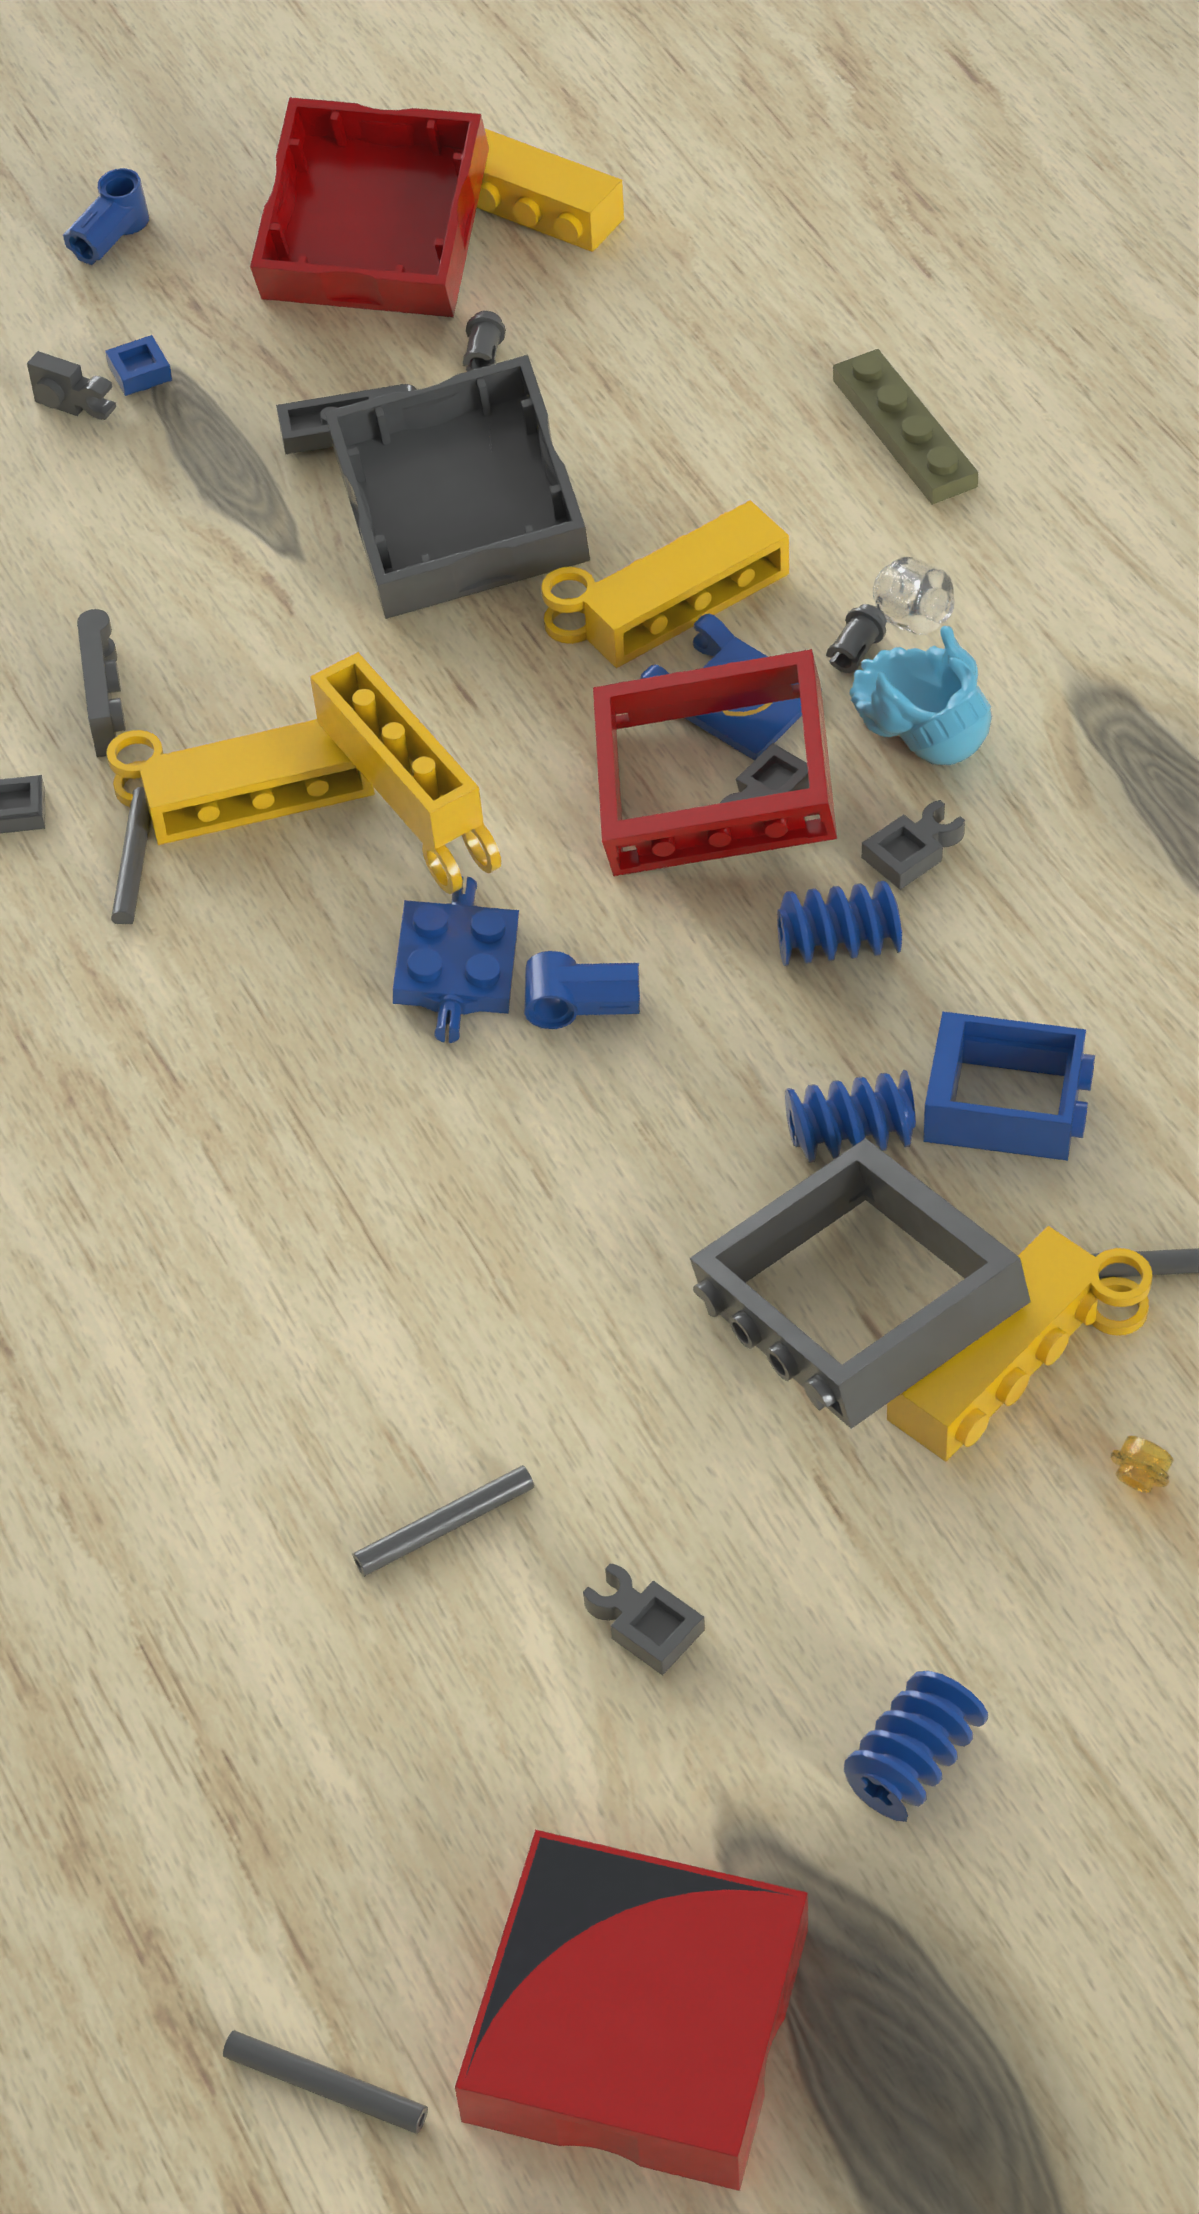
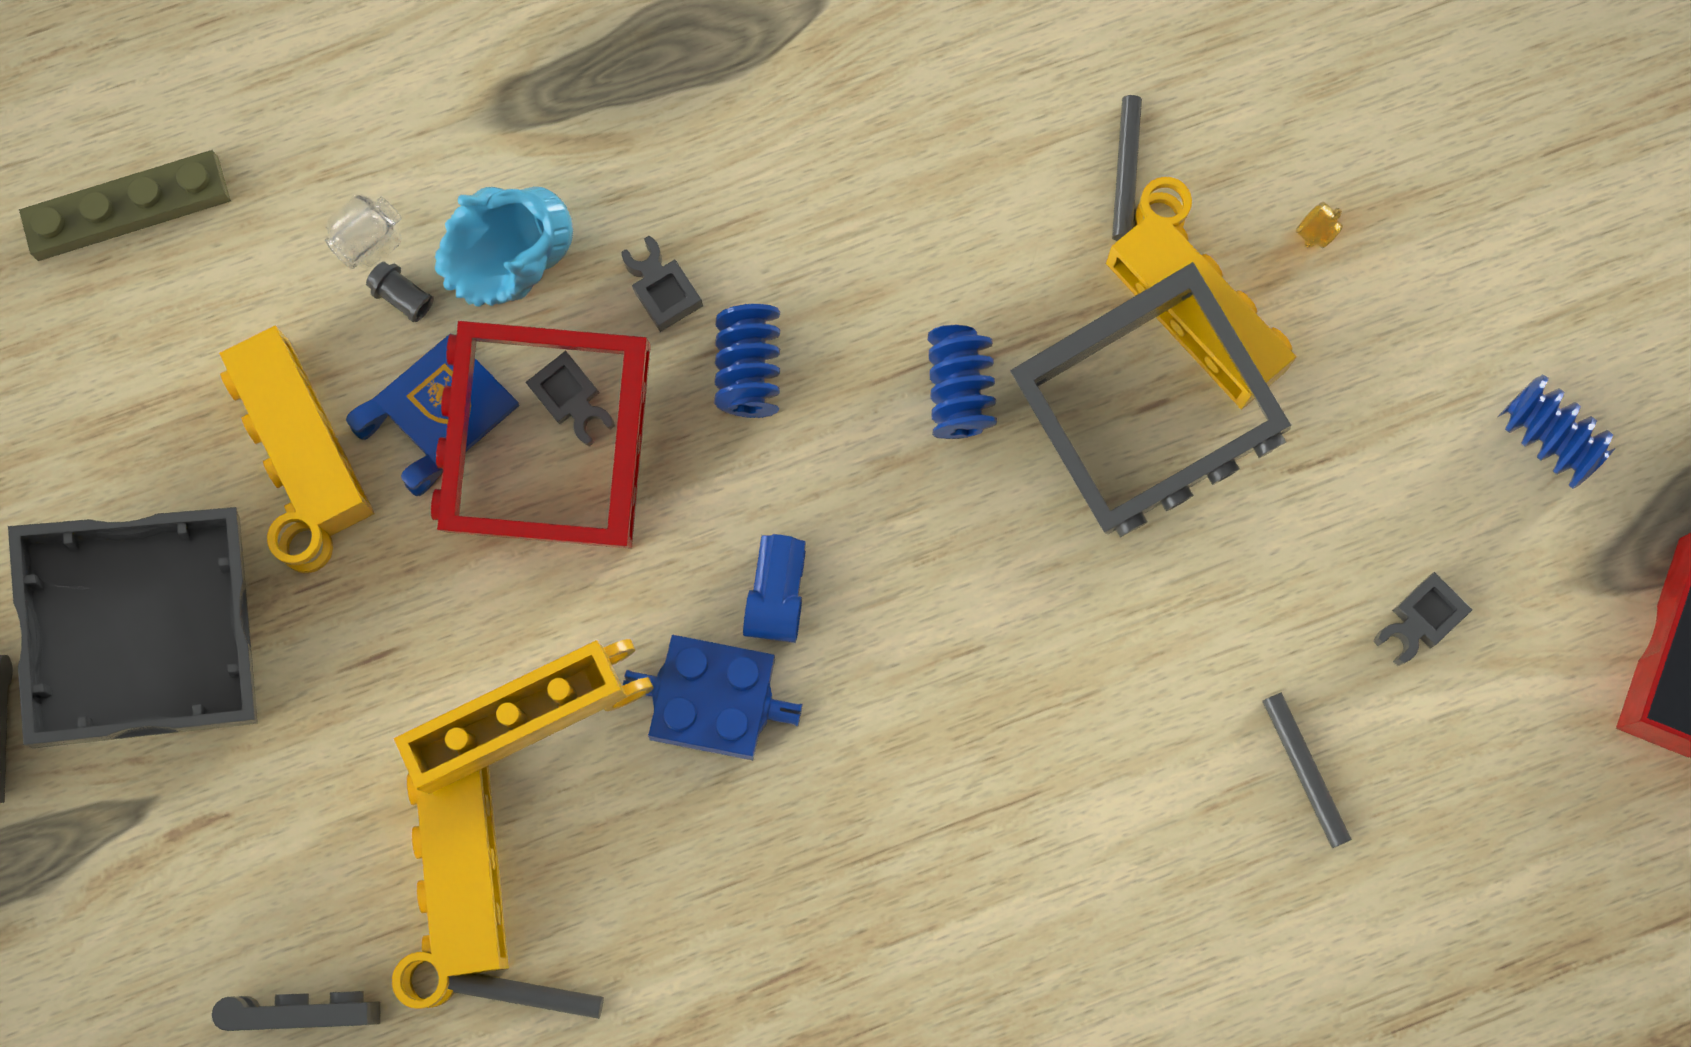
camera: 85 degrees left, 25 degrees up
(1014, 1047) = (928, 300): blue window -> none

